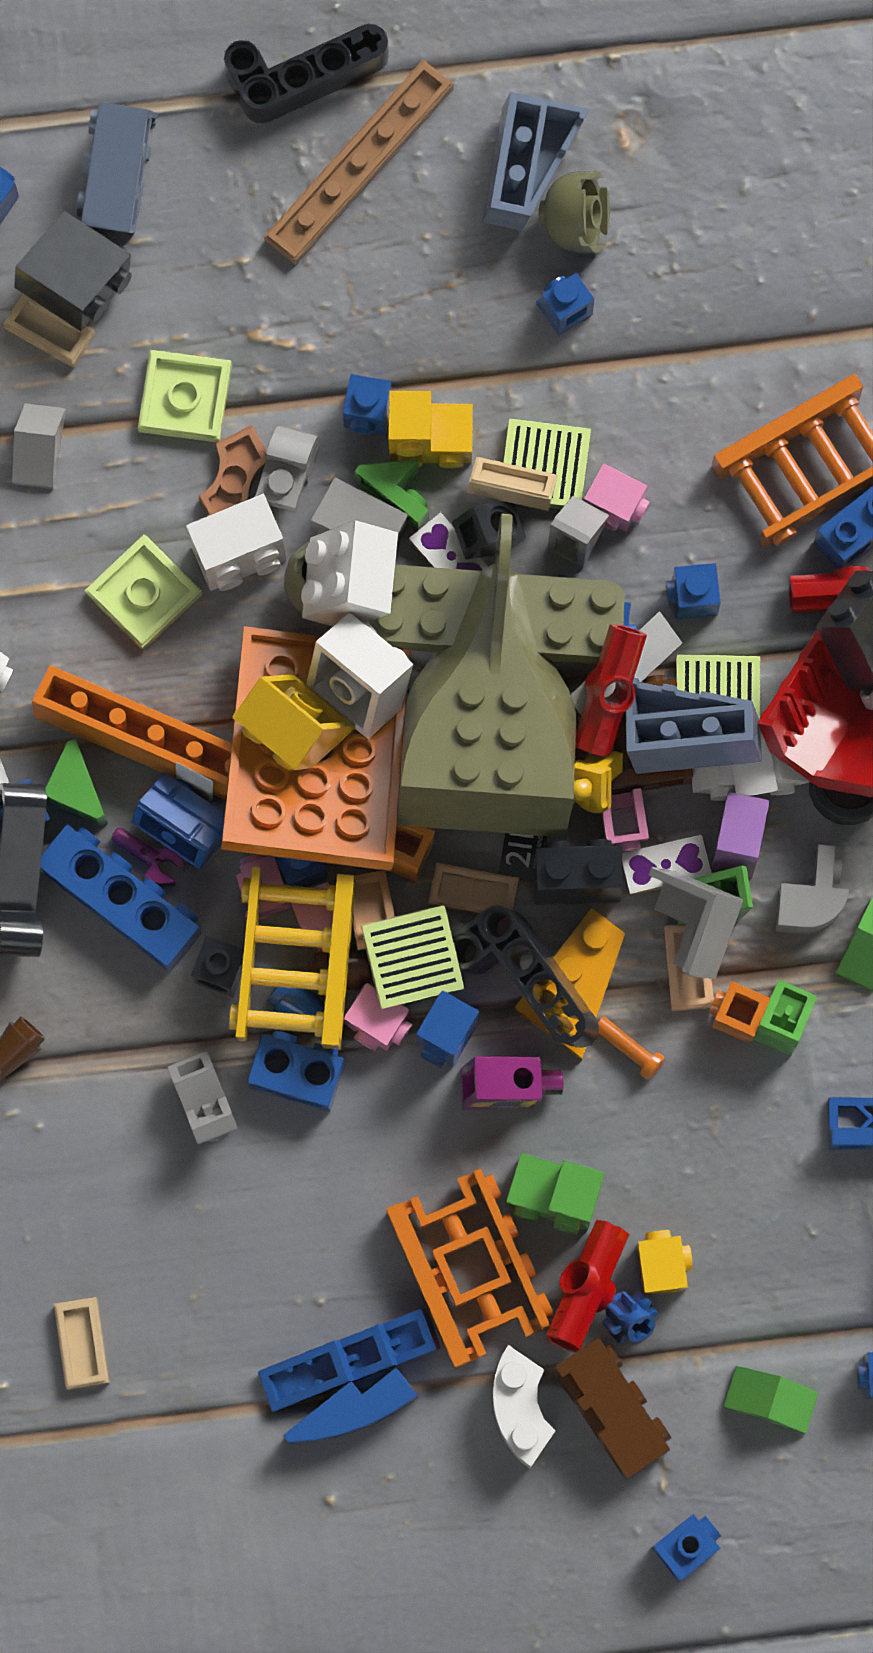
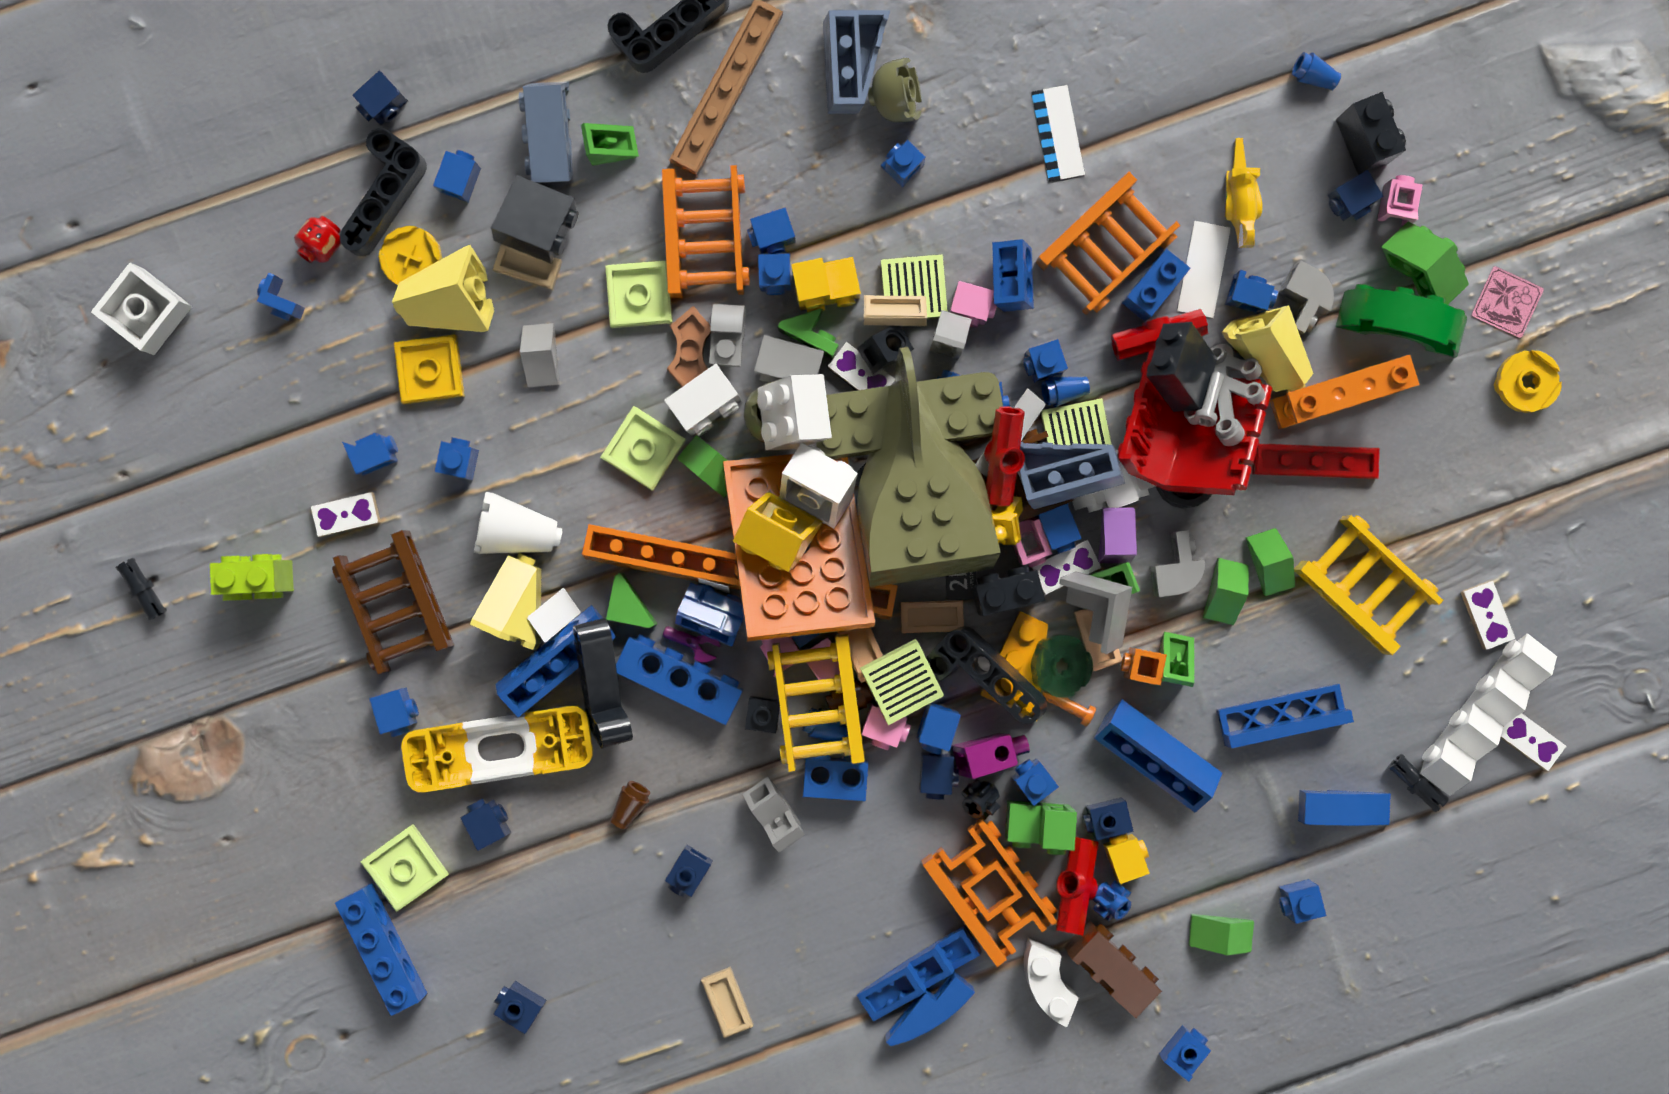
camera: 15 degrees left, 10 degrees up
(71, 1153) = (688, 871): none -> dark blue brick
(191, 198) = (608, 143): none -> bright green slope
(221, 629) = (705, 463): none -> bright green slope
(256, 310) = (676, 218): none -> orange fence
(375, 351) = (771, 232): none -> blue brick
(433, 1098) = (937, 775): none -> dark blue brick
(483, 1142) = (980, 799): none -> black gear
(560, 1132) = (1034, 780): none -> blue brick
(648, 1207) = (1108, 819): none -> dark blue brick
(650, 978) = (1044, 662): none -> clear green plate
(666, 808) = (1059, 528): none -> blue brick
(675, 472) = (1012, 275): none -> blue brick
(712, 634) = (1064, 389): none -> blue cone
(733, 1135) = (1158, 756): none -> blue brick
(776, 310) = (1058, 133): none -> white sticker

